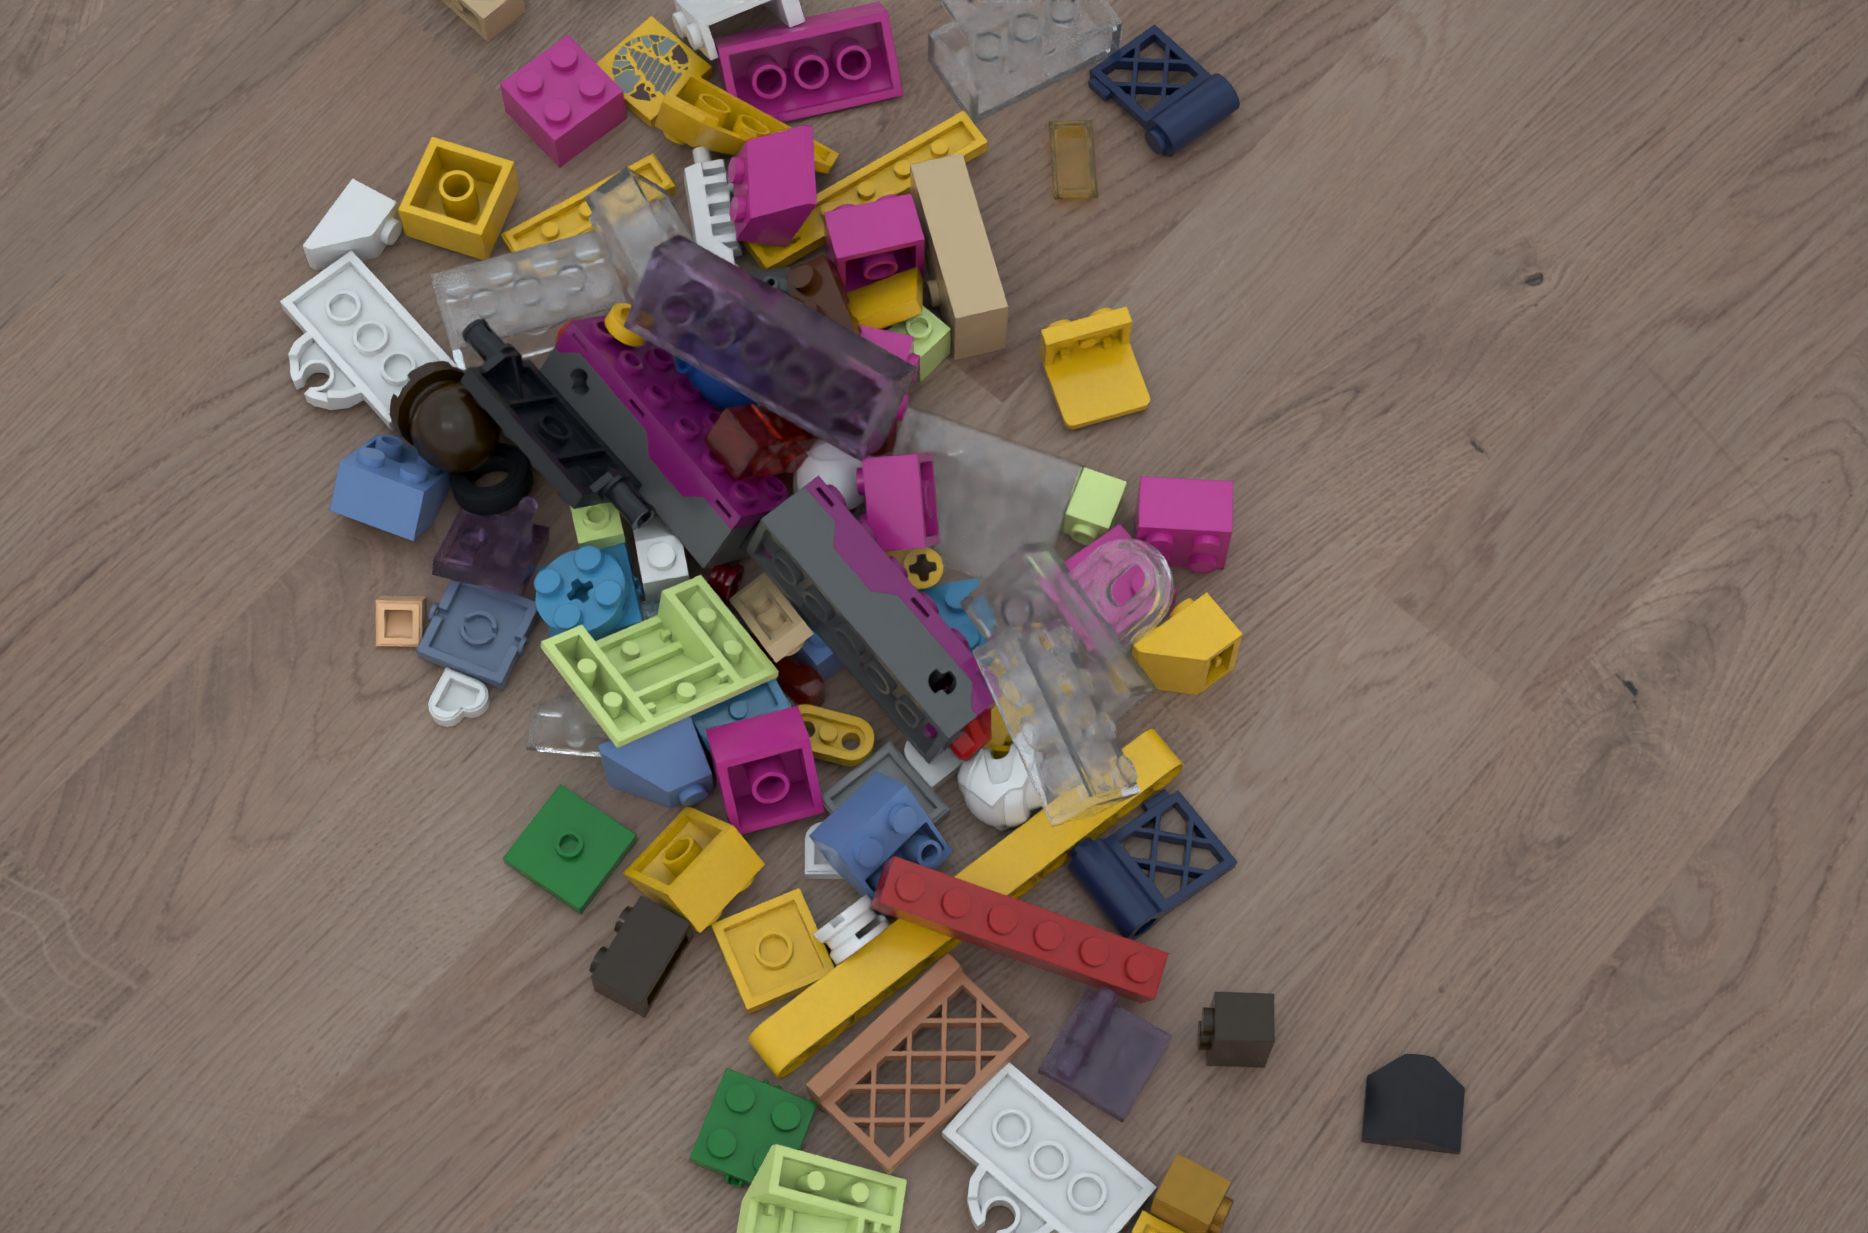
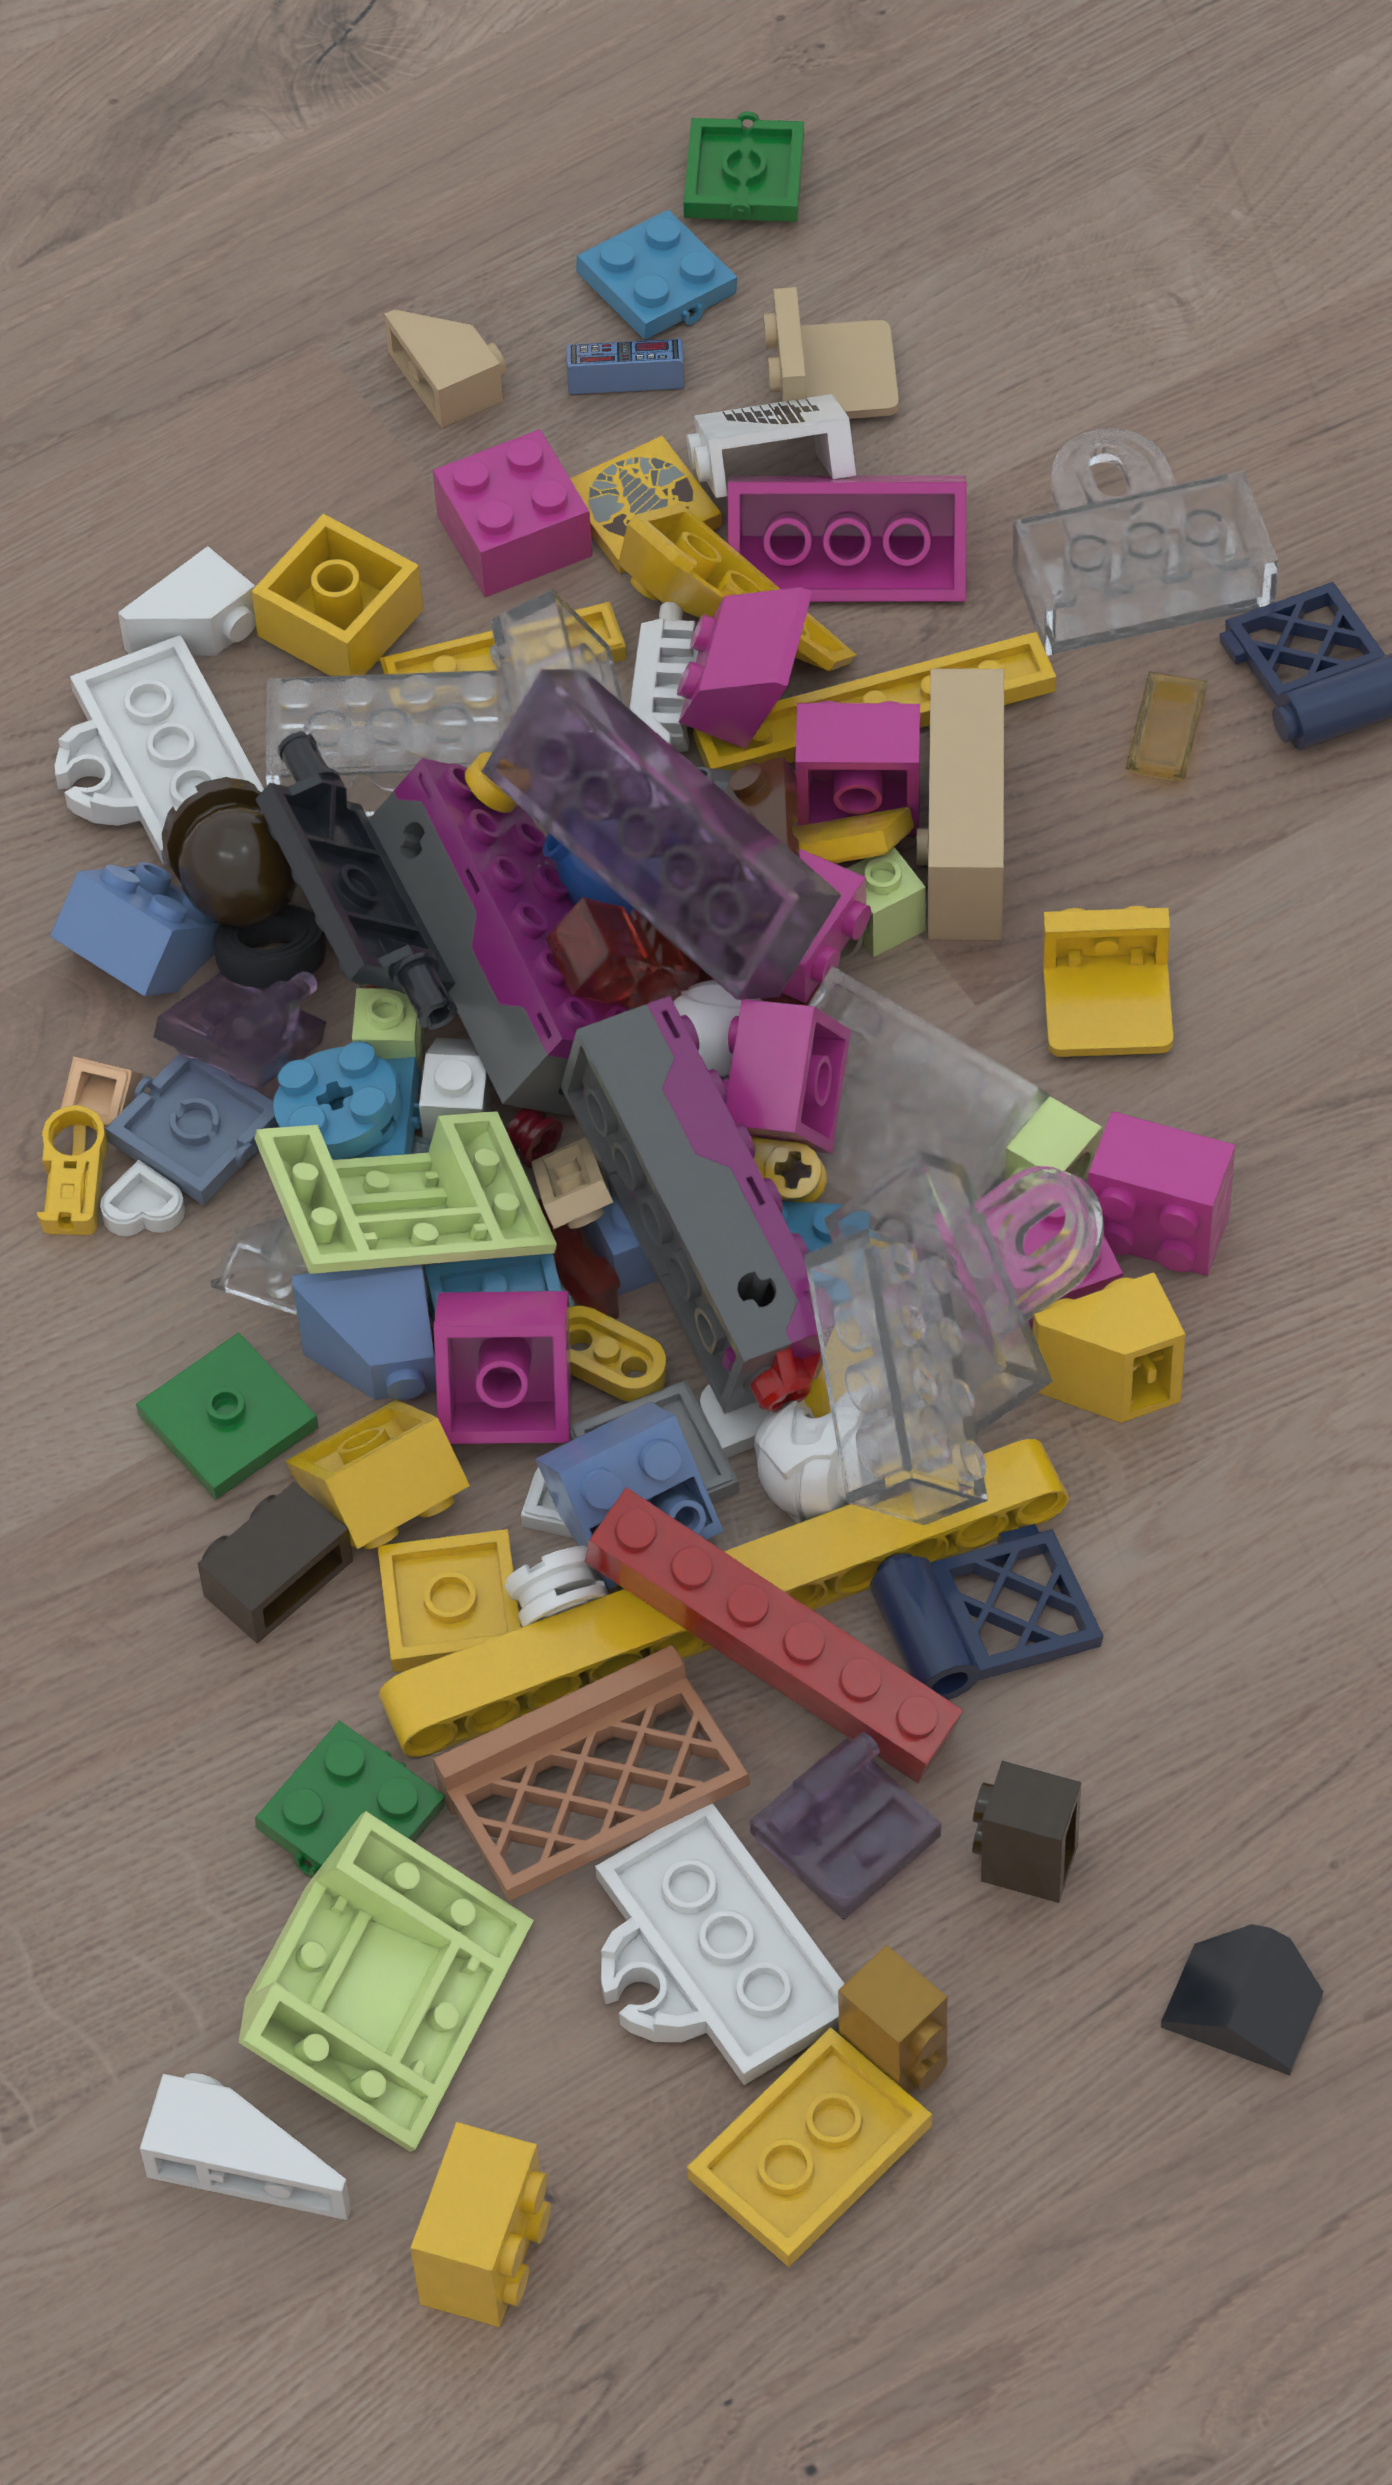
camera: 20 degrees right, 10 degrees down
(404, 693) = (73, 1179): none -> yellow piece

